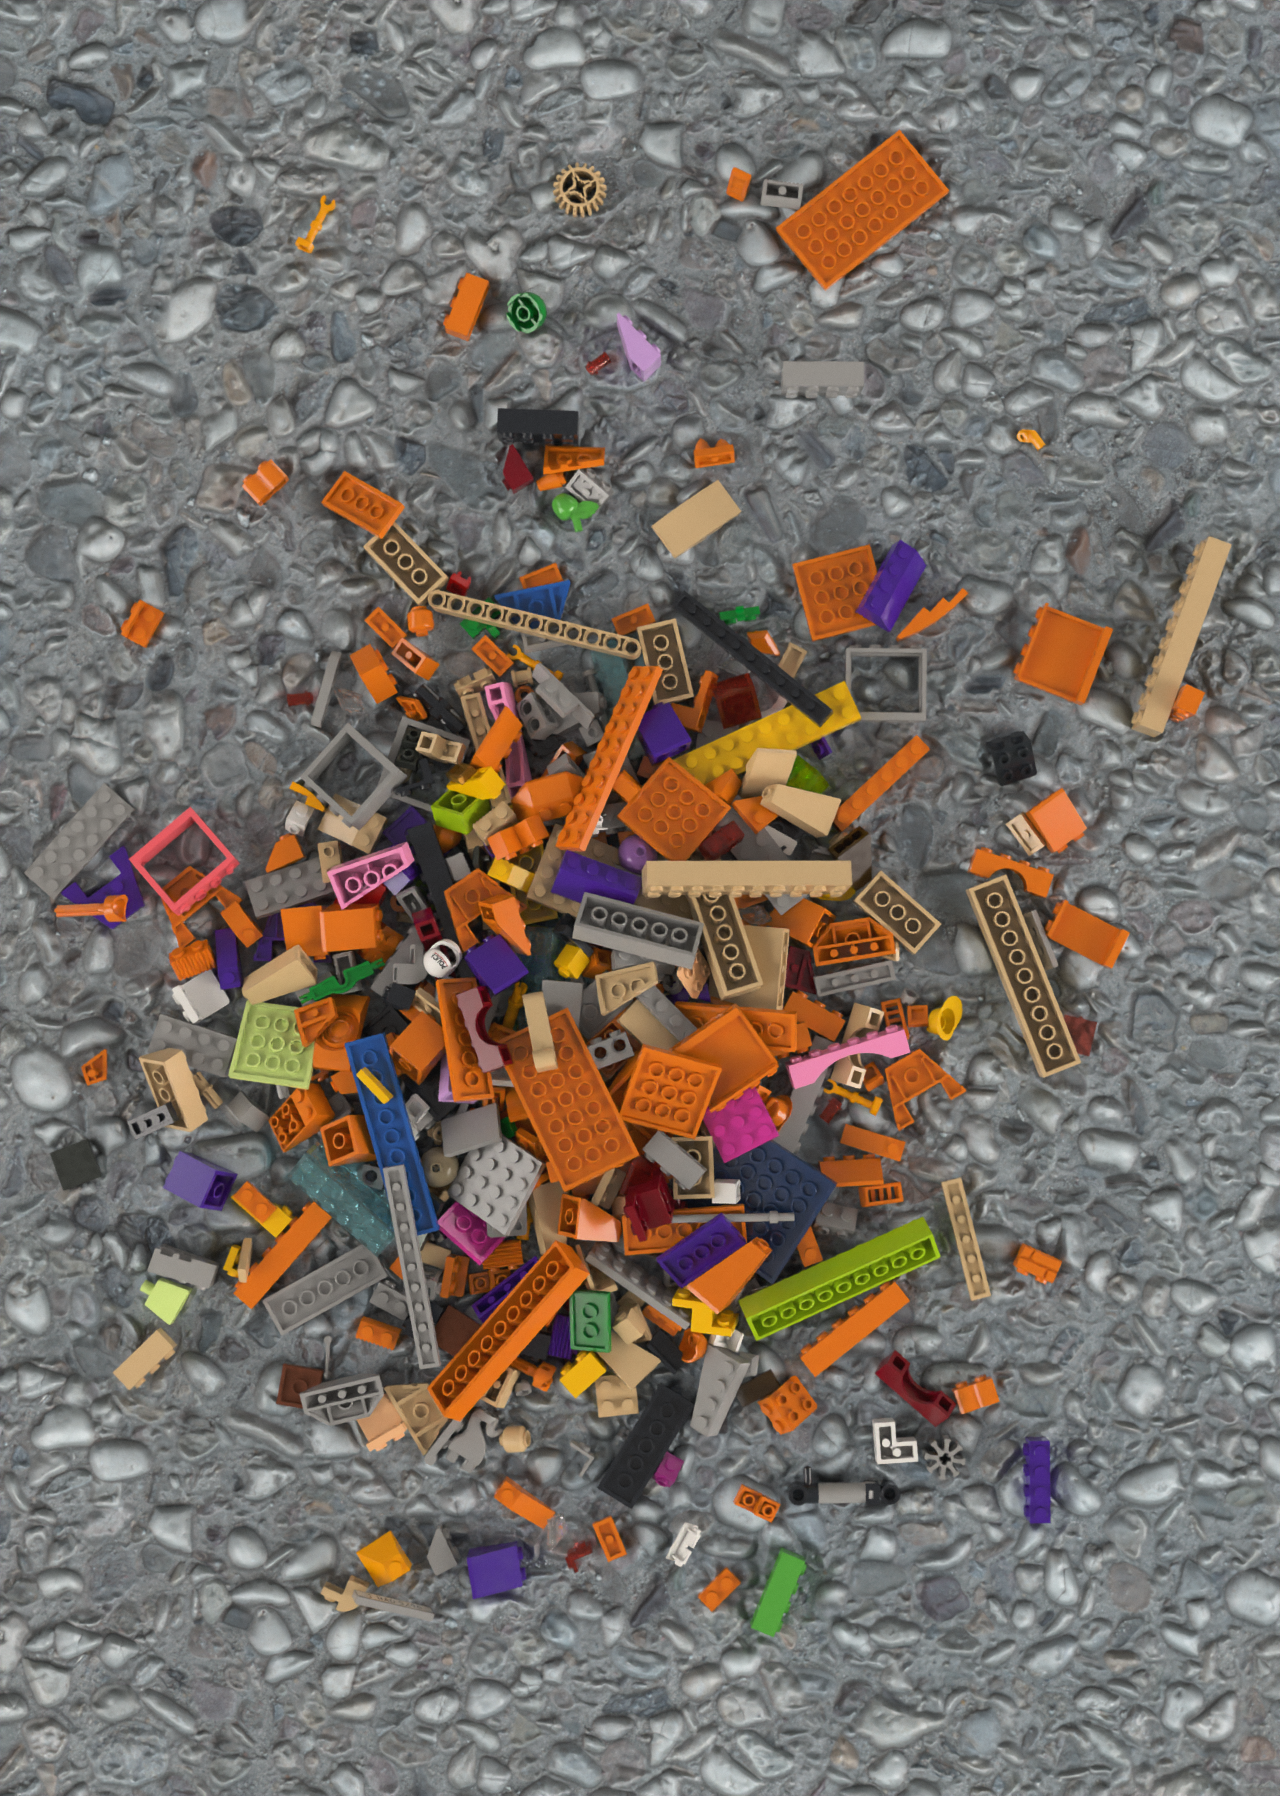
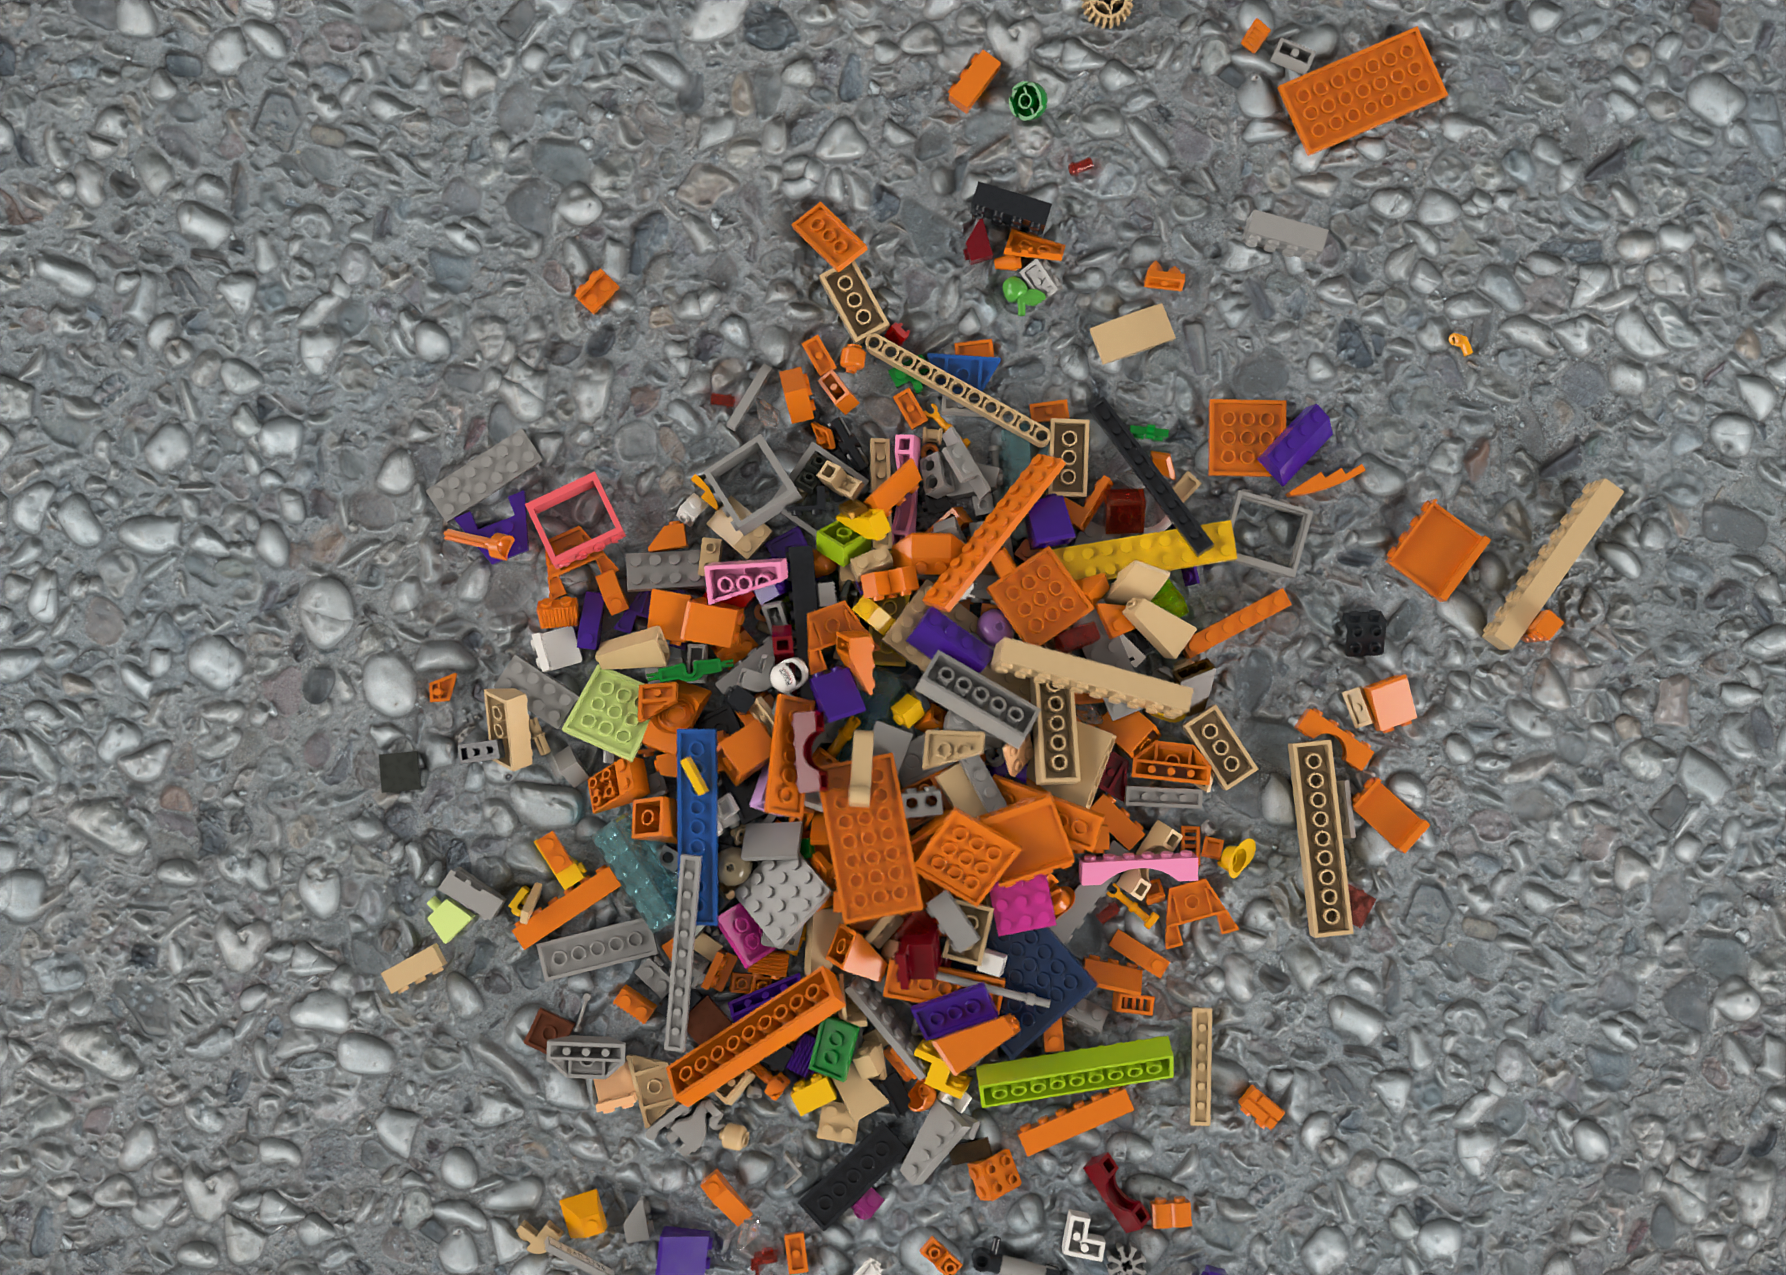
camera: 15 degrees right, 0 degrees up
(200, 1181) = (509, 818): dark purple slope -> none
(265, 482) = (745, 192): orange brick -> none
(466, 686) = (879, 430): tan hinge -> none
(641, 355) = (1122, 167): lavender slope -> none

